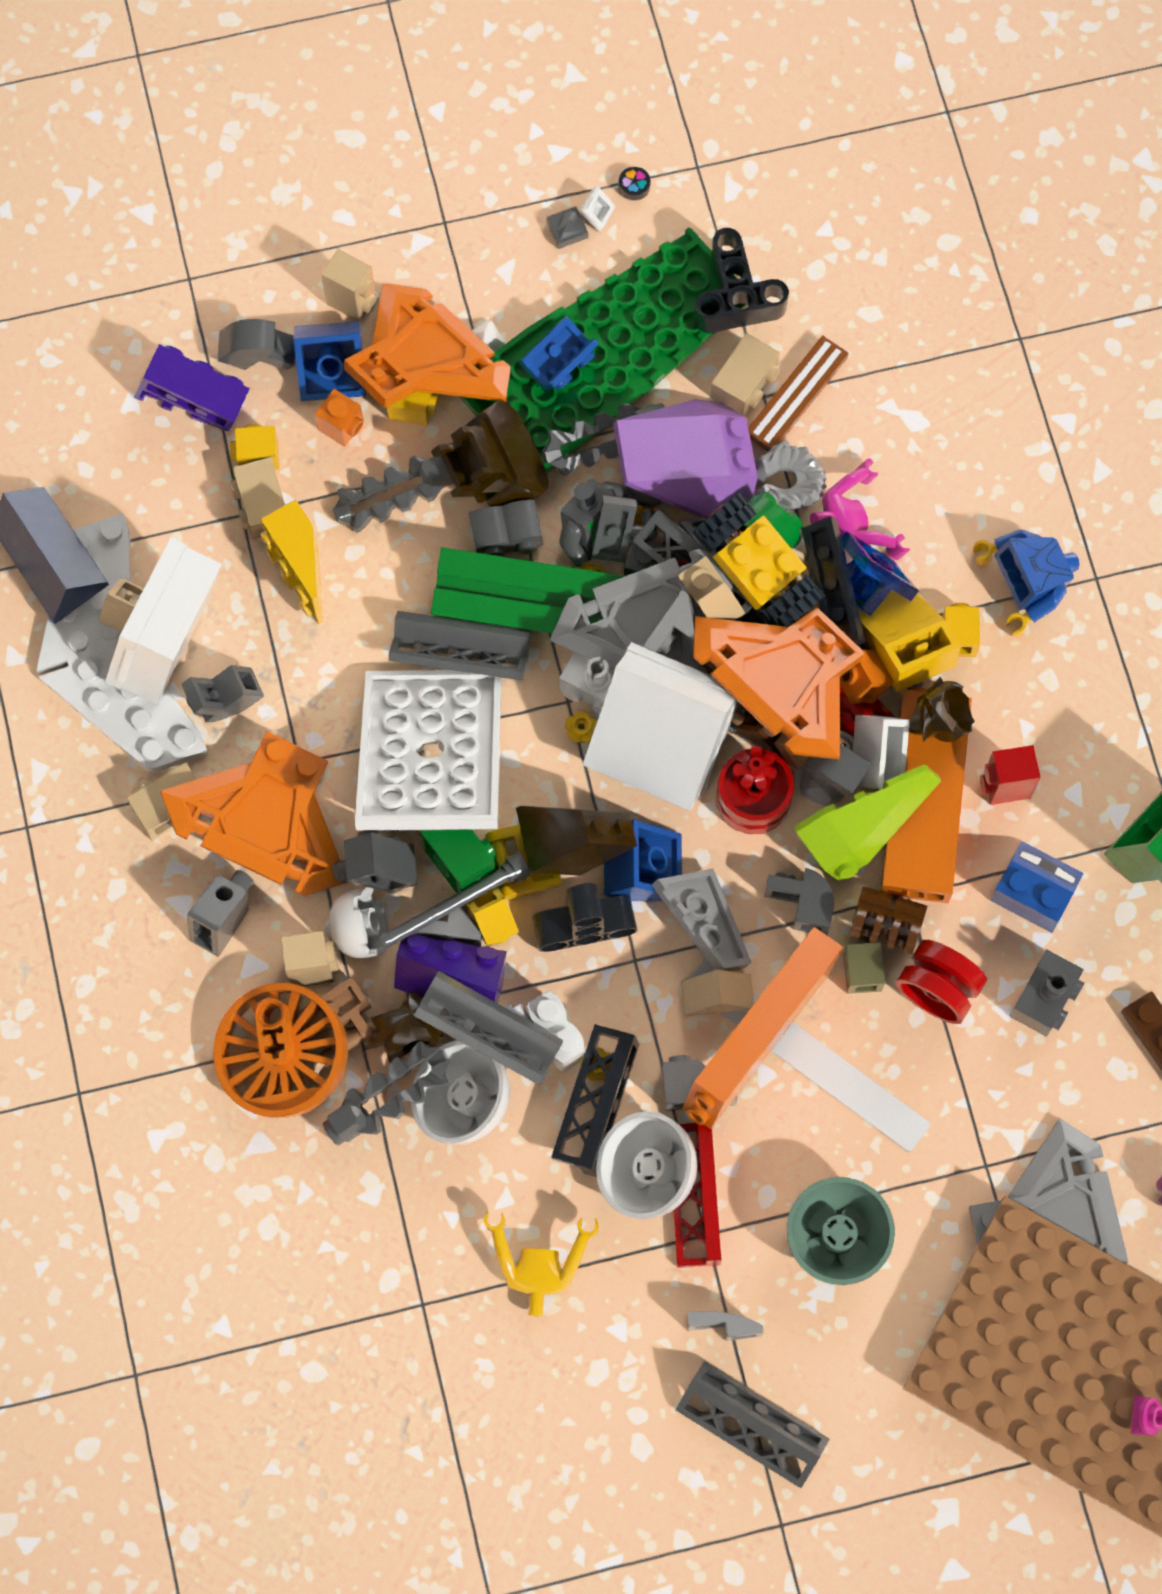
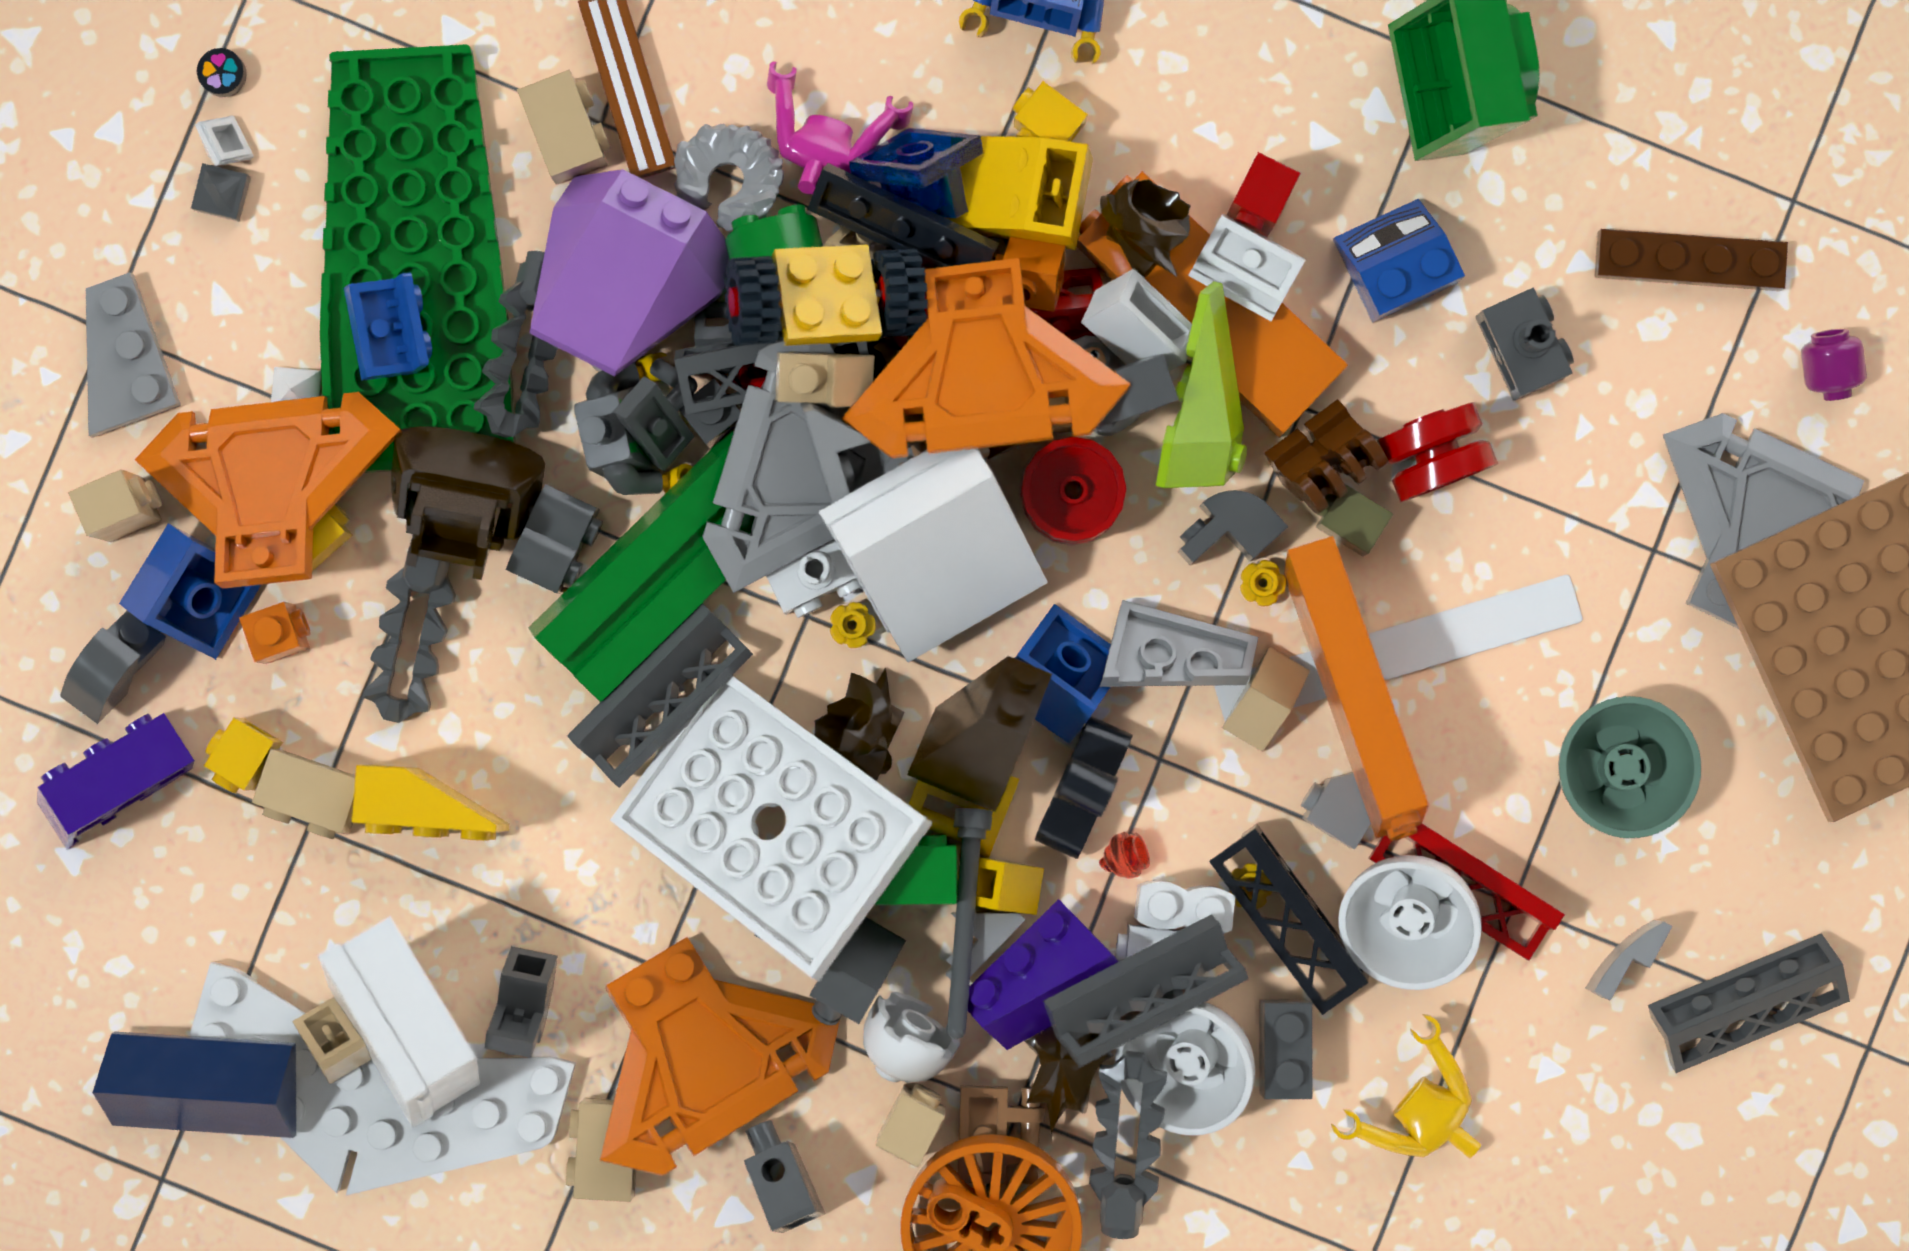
camera: 55 degrees left, 15 degrees up
(435, 241) = (123, 358): none -> light grey wing
(514, 1152) = (1285, 1048): none -> dark grey brick
(527, 770) = (862, 725): none -> dark brown hair
(562, 978) = (1125, 855): none -> clear red plate
(737, 291) = (459, 59): black beam -> none
(754, 774) = (1046, 480): red plant -> none
(776, 939) = (1264, 570): none -> yellow plate
(963, 792) = (1248, 265): none -> white plate

